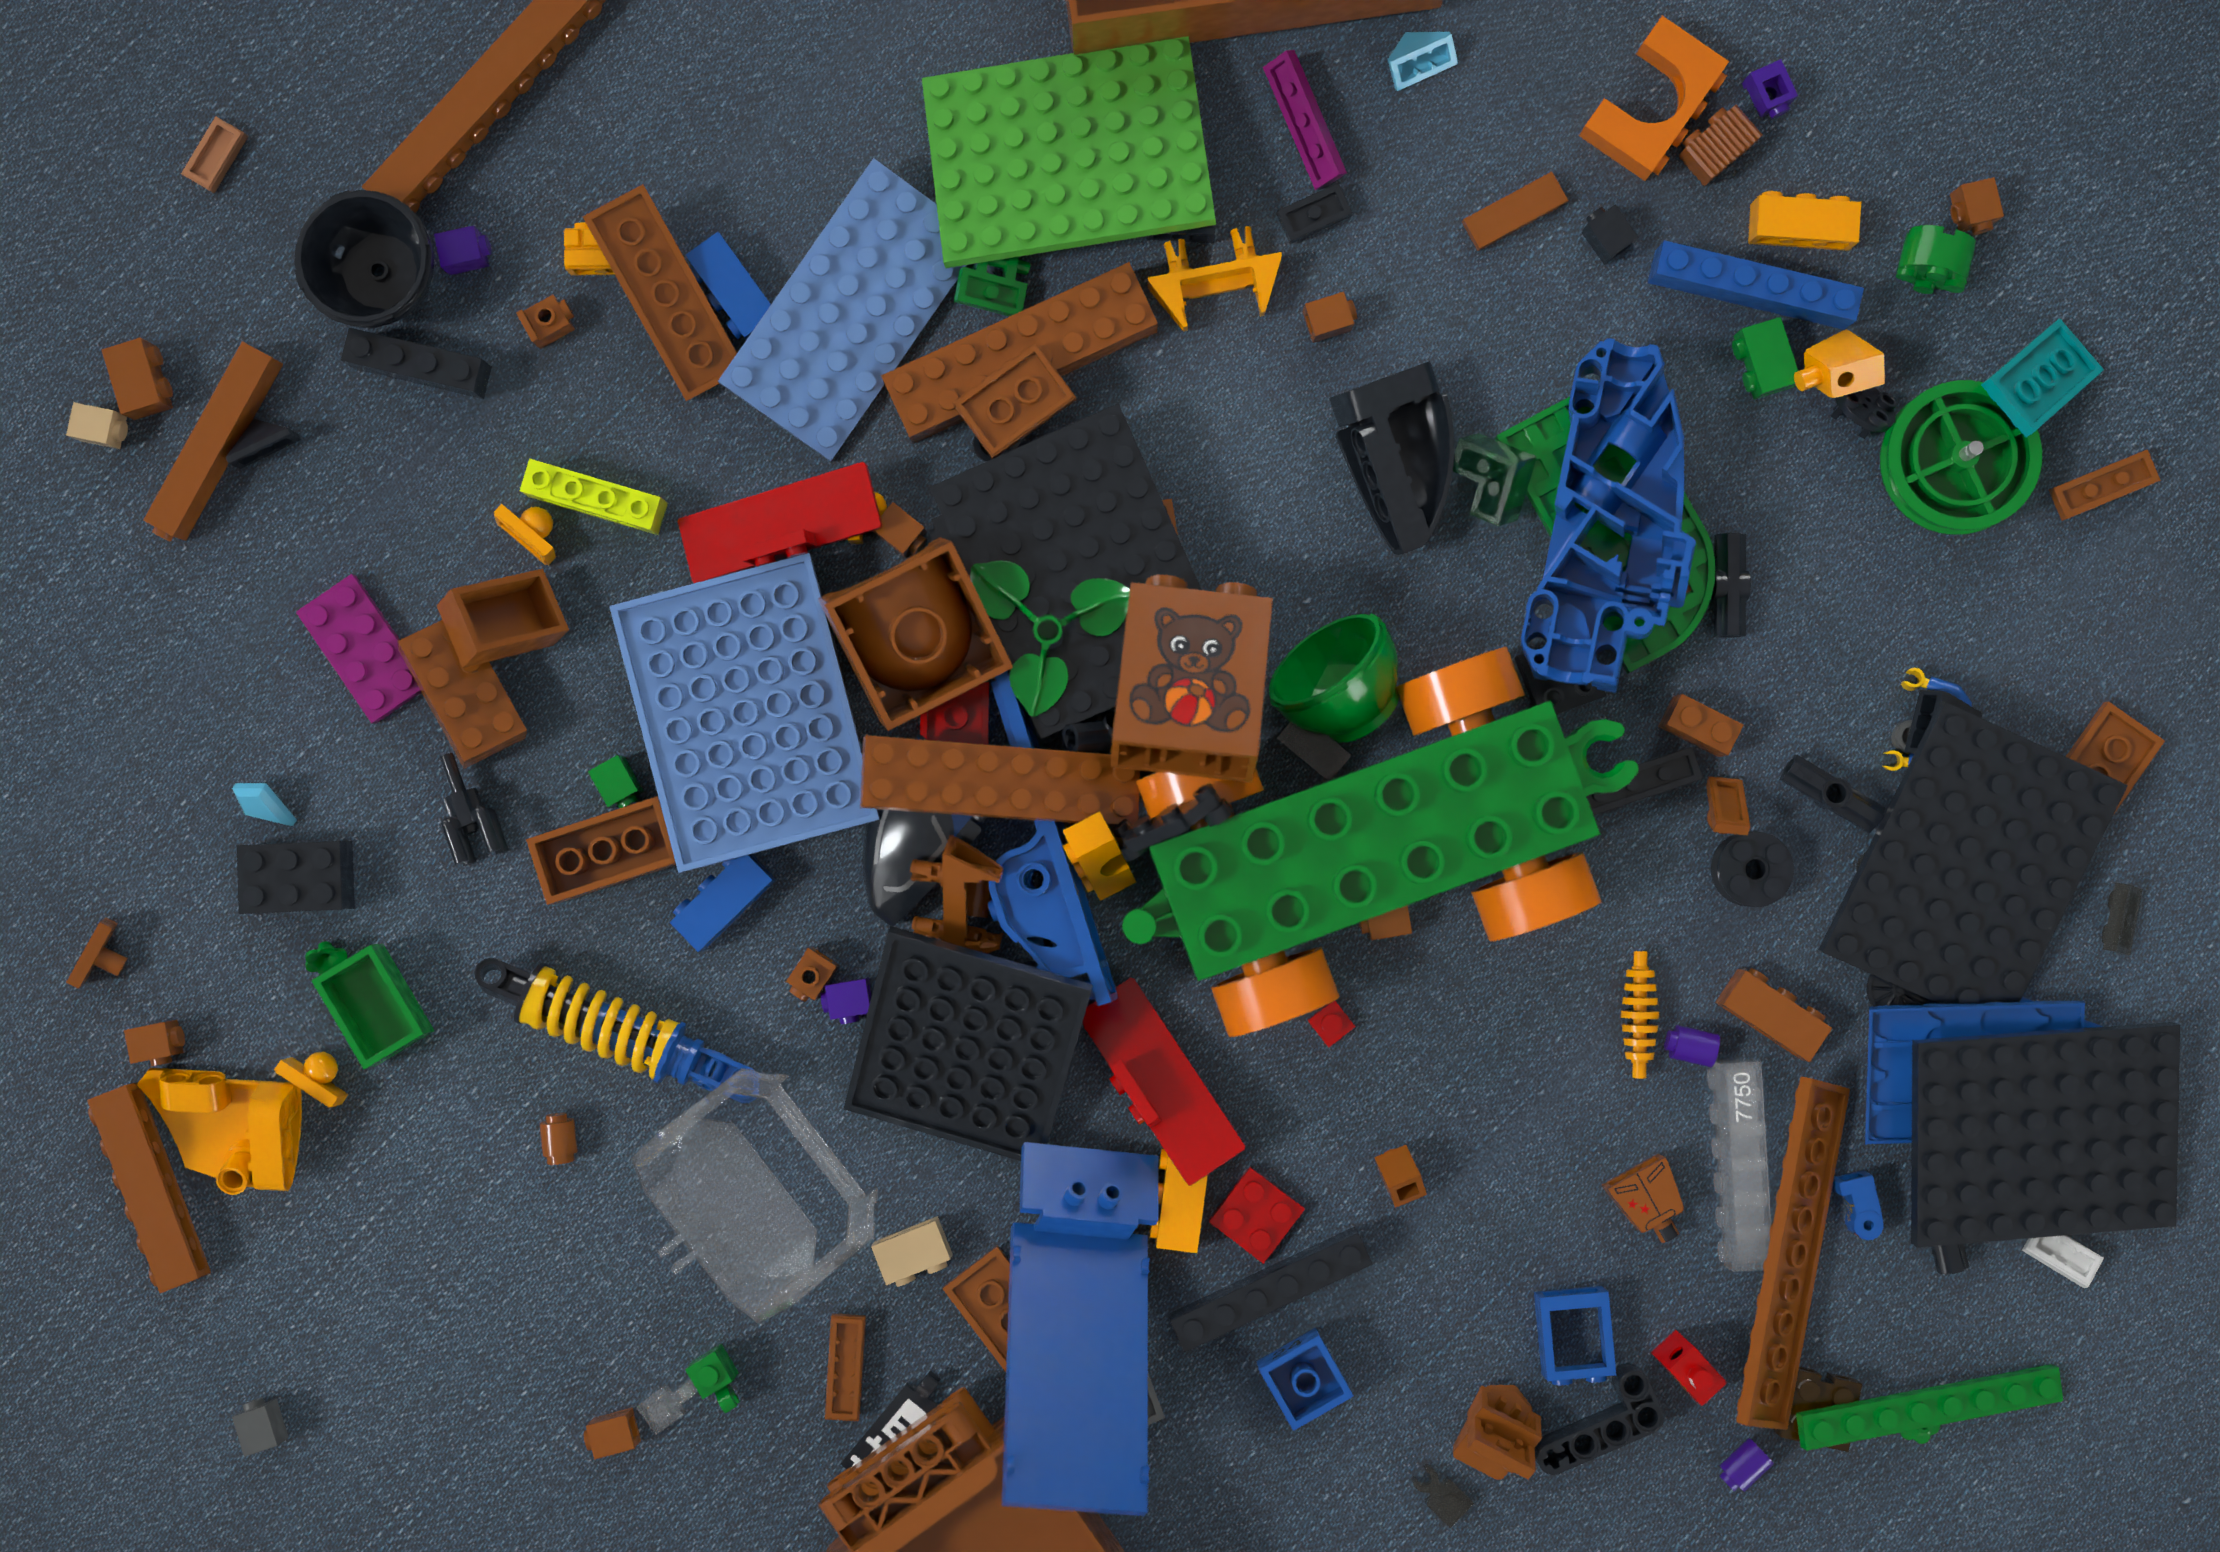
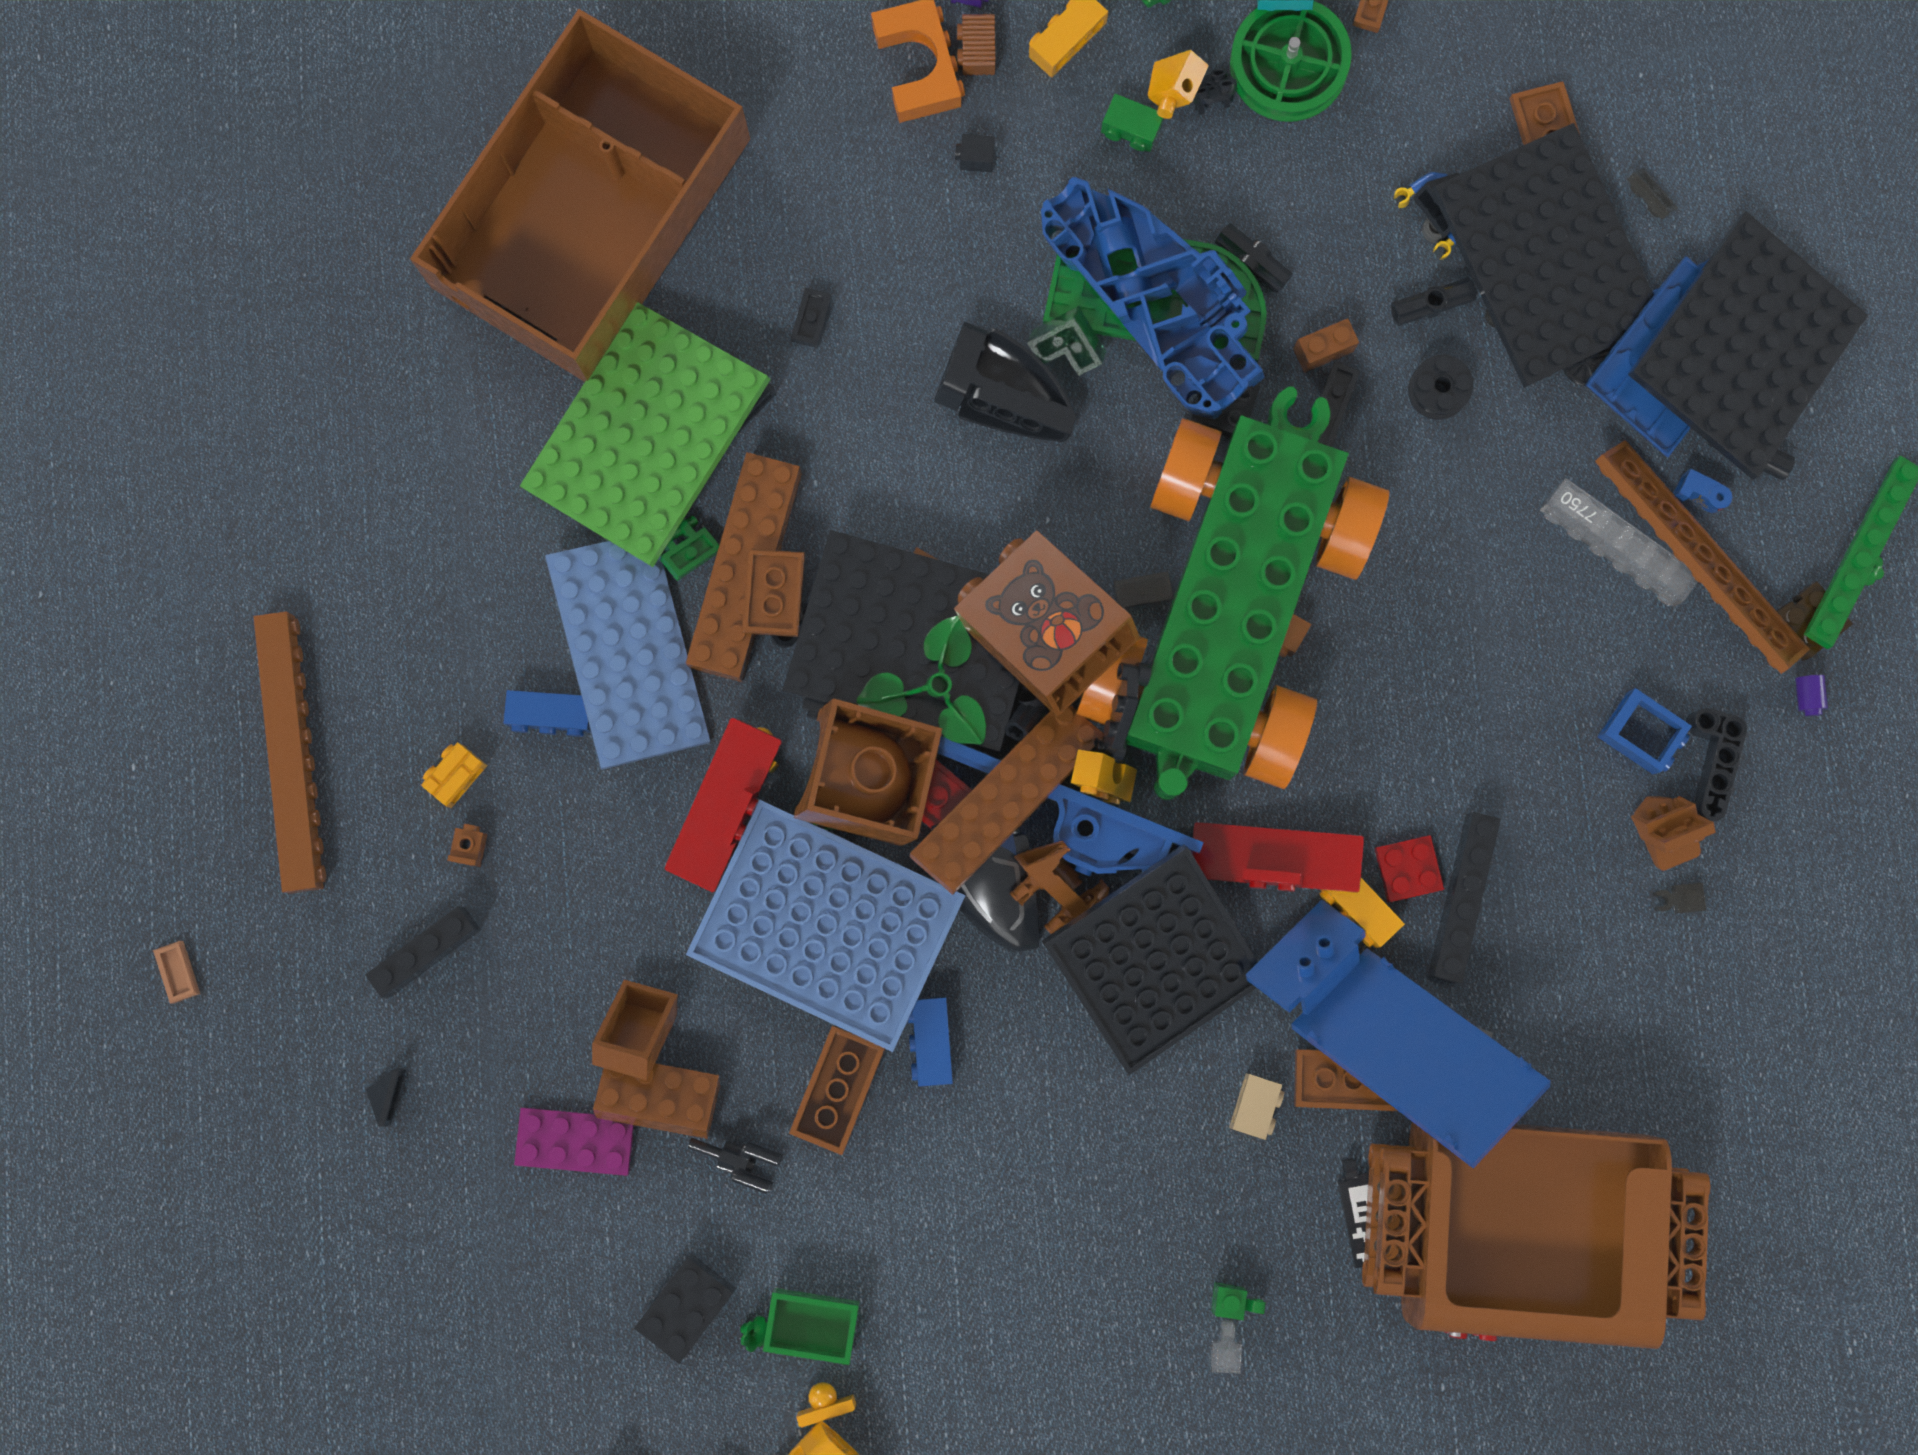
camera: 55 degrees left, 5 degrees down
(97, 425) = (284, 1194): tan brick -> none
(138, 378) = (276, 1141): dark orange brick -> none
(213, 437) = (360, 1127): dark orange brick -> none
(261, 802) = (618, 1290): medium azure piece -> none
(374, 233) = (315, 911): black piece -> none
(462, 250) = (377, 862): dark purple brick -> none
(529, 530) = (591, 969): light orange tile -> none
(558, 1138) = (996, 1277): dark orange brick -> none
(593, 496) = (605, 909): neon yellow brick -> none
(608, 1026) = (957, 1180): piece -> none
(612, 1433) = (1216, 1401): dark orange brick -> none
(616, 782) = (799, 1047): green brick -> none
(662, 290) = (514, 755): dark orange plate -> none
(735, 1208) = (1142, 1200): clear windscreen -> none
(822, 967) = (1023, 1013): dark orange brick -> none
(845, 1367) = (1296, 1212): dark orange plate -> none
(847, 1000) = (1061, 1014): dark purple brick -> none
(901, 531) = (793, 733): dark orange brick -> none
(1214, 279) = (786, 430): light orange hose -> none
(1304, 119) = (748, 275): magenta plate -> none
(1304, 1379) = (1539, 922): blue brick -> none
(1329, 316) = (884, 360): dark orange brick -> none
(1331, 1023) = (1326, 723): red plate -> none
(1339, 679) = (1116, 535): green piece -> none
(1400, 1175) = (1458, 757): dark orange brick -> none
(1421, 56) = (770, 175): medium azure slope -> none
(1514, 211) = (913, 198): dark orange tile -> none
(1639, 1014) = (1475, 528): light orange piece -> none
(1648, 1197) = (1594, 616): dark orange torso -> none
(1690, 1368) = (1726, 678): red torso -> none
(1692, 1045) = (1521, 512): dark purple brick -> none
(1727, 806) = (1390, 370): dark orange tile -> none
(1755, 285) = (1081, 93): blue brick -> none
(1774, 1013) = (1541, 447): dark orange brick -> none
(2065, 1257) = (1835, 395): white plate -> none

